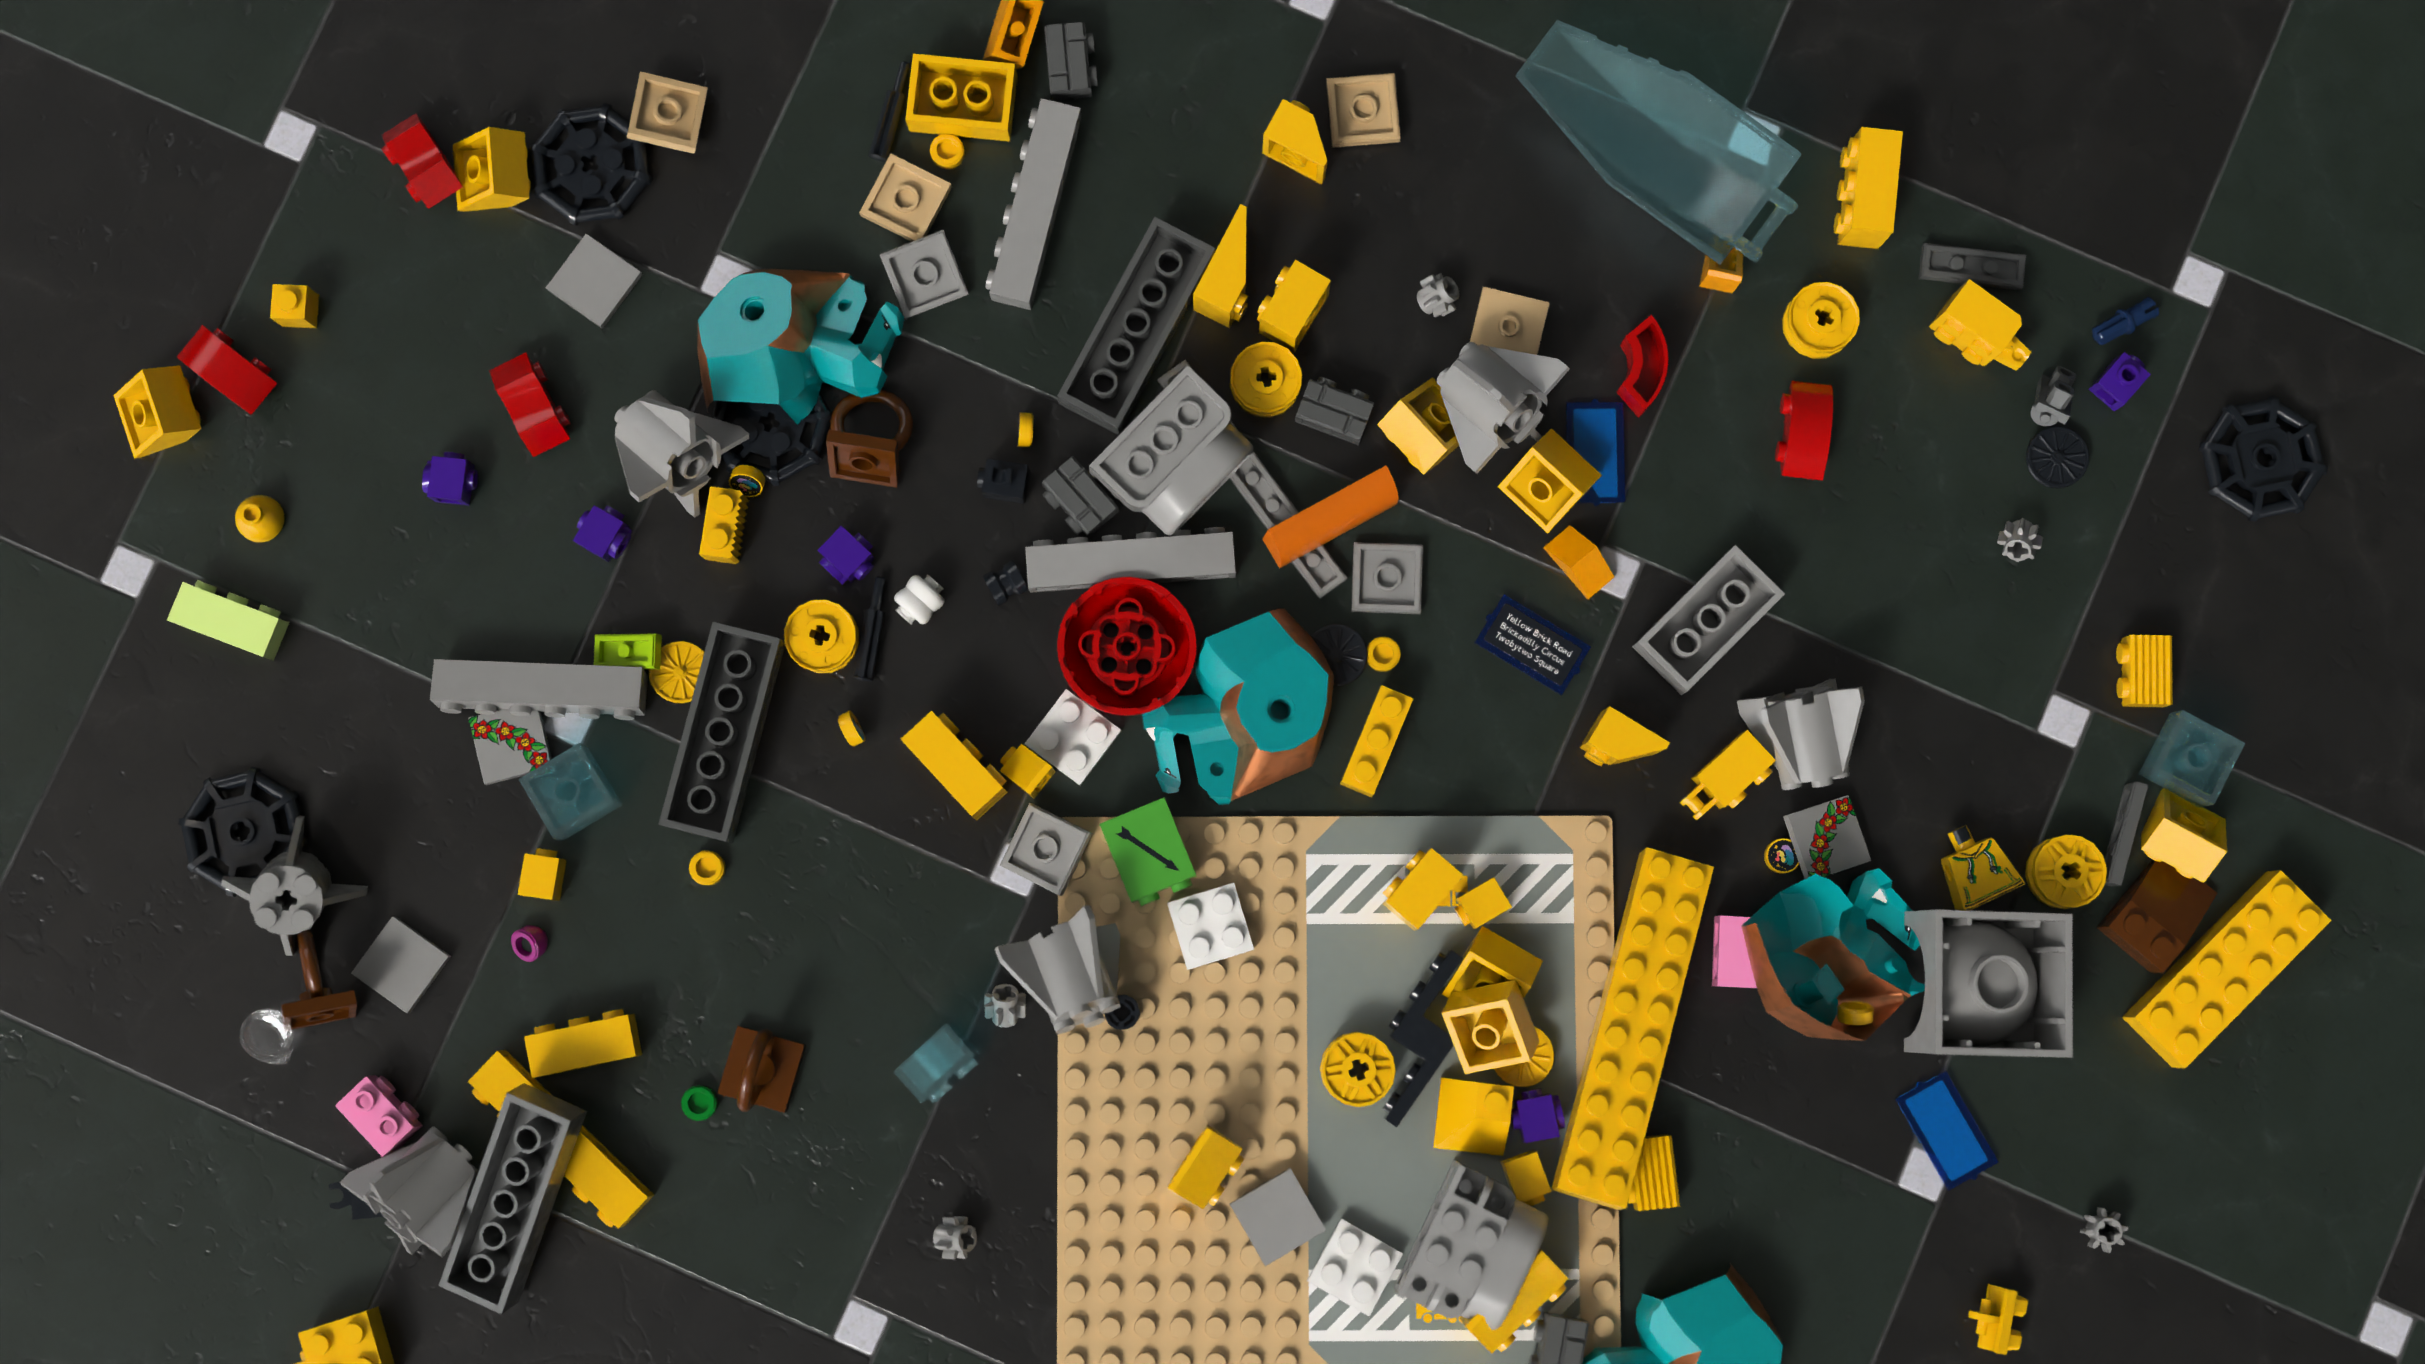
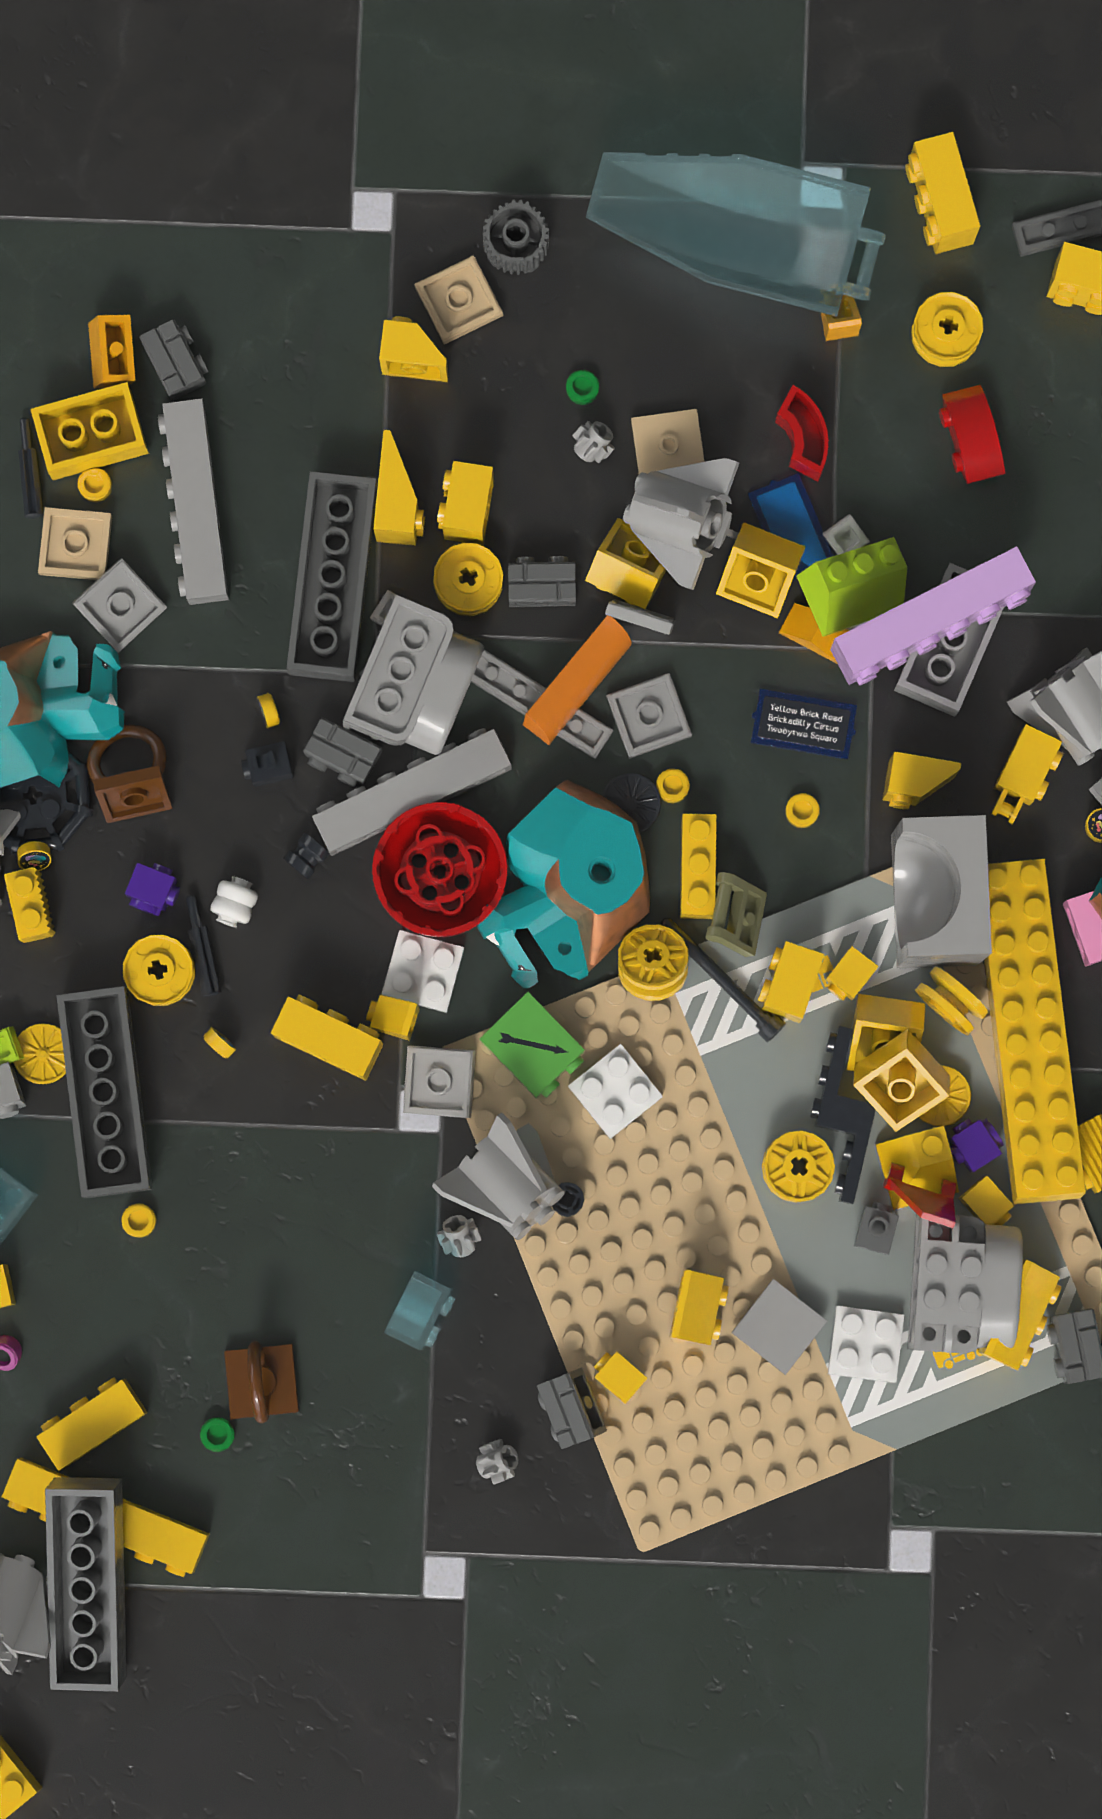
camera: 20 degrees left, 0 degrees up
(1046, 1215) = (571, 1408): none -> dark grey brick
(1104, 1202) = (619, 1376): none -> yellow brick
(1296, 816) = (653, 962): none -> yellow wheel
(1382, 918) = (766, 1023): none -> black piece
(1401, 807) = (744, 915): none -> olive plate
(1409, 1160) = (877, 1228): none -> dark grey brick
(1416, 479) = (640, 616): none -> light grey tile
(1438, 89) = (519, 255): none -> dark grey brick
(1448, 239) = (582, 387): none -> green tile
(1466, 1157) = (925, 1203): none -> red flag
(1498, 727) = (802, 810): none -> yellow tile
(1569, 968) = (951, 1000): none -> yellow wheel
(1601, 859) = (941, 891): none -> light grey piece
(1635, 532) = (855, 585): none -> lime slope
(1644, 481) = (845, 536): none -> white tile
(1699, 589) = (933, 615): none -> lavender brick

